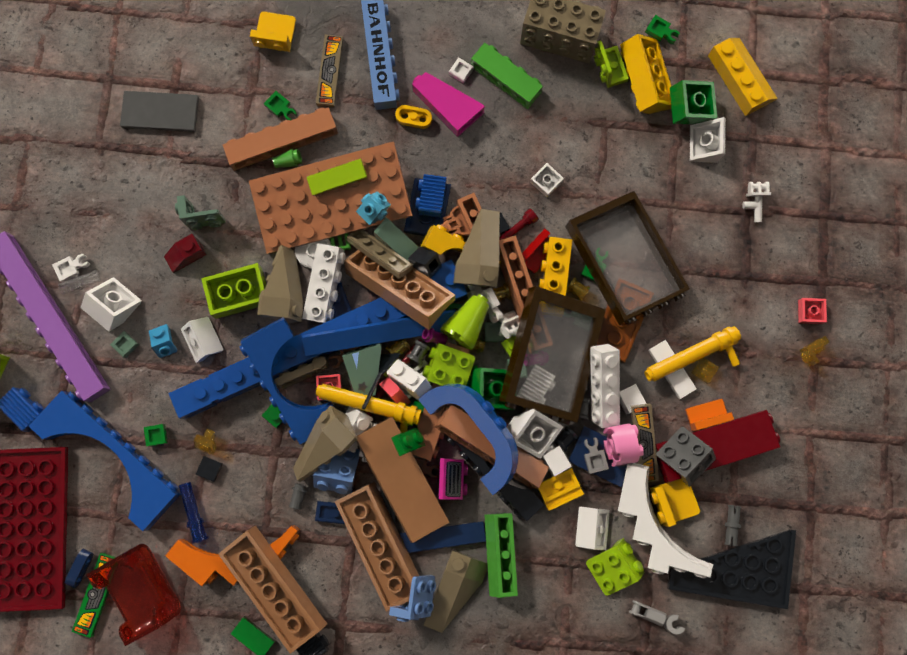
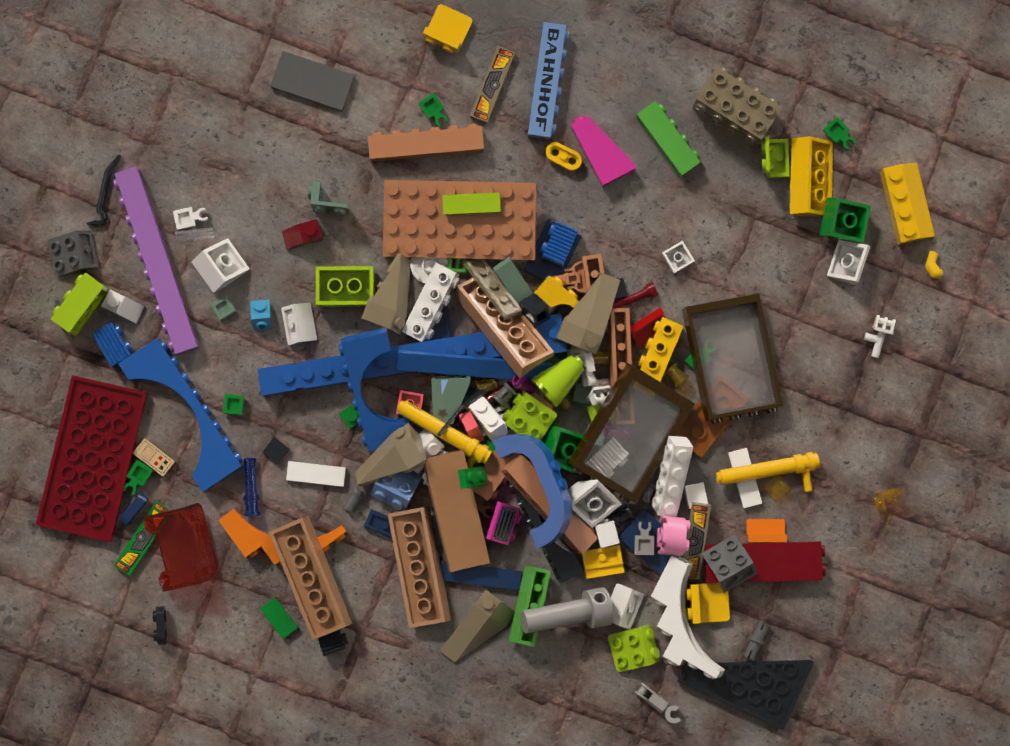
camera: 15 degrees right, 5 degrees up
(25, 369) = (123, 306): none -> white slope
(76, 532) = (139, 475): none -> green plate
(89, 509) = (154, 457): none -> tan tile
(206, 442) = (280, 424): clear yellow tile -> none
(254, 481) = (316, 473): none -> white tile
(288, 159) = (427, 166): bright green cone -> none
(303, 372) = (389, 382): dark tan hinge -> none
(373, 207) = (499, 245): medium azure brick -> none
(420, 600) = (444, 624): medium blue bracket -> none
(461, 70) = (624, 119): white tile -> none
(564, 540) = (593, 608): none -> light grey piece
(784, 126) = (931, 266): none -> yellow arm
(812, 311) = (899, 459): coral piece -> none

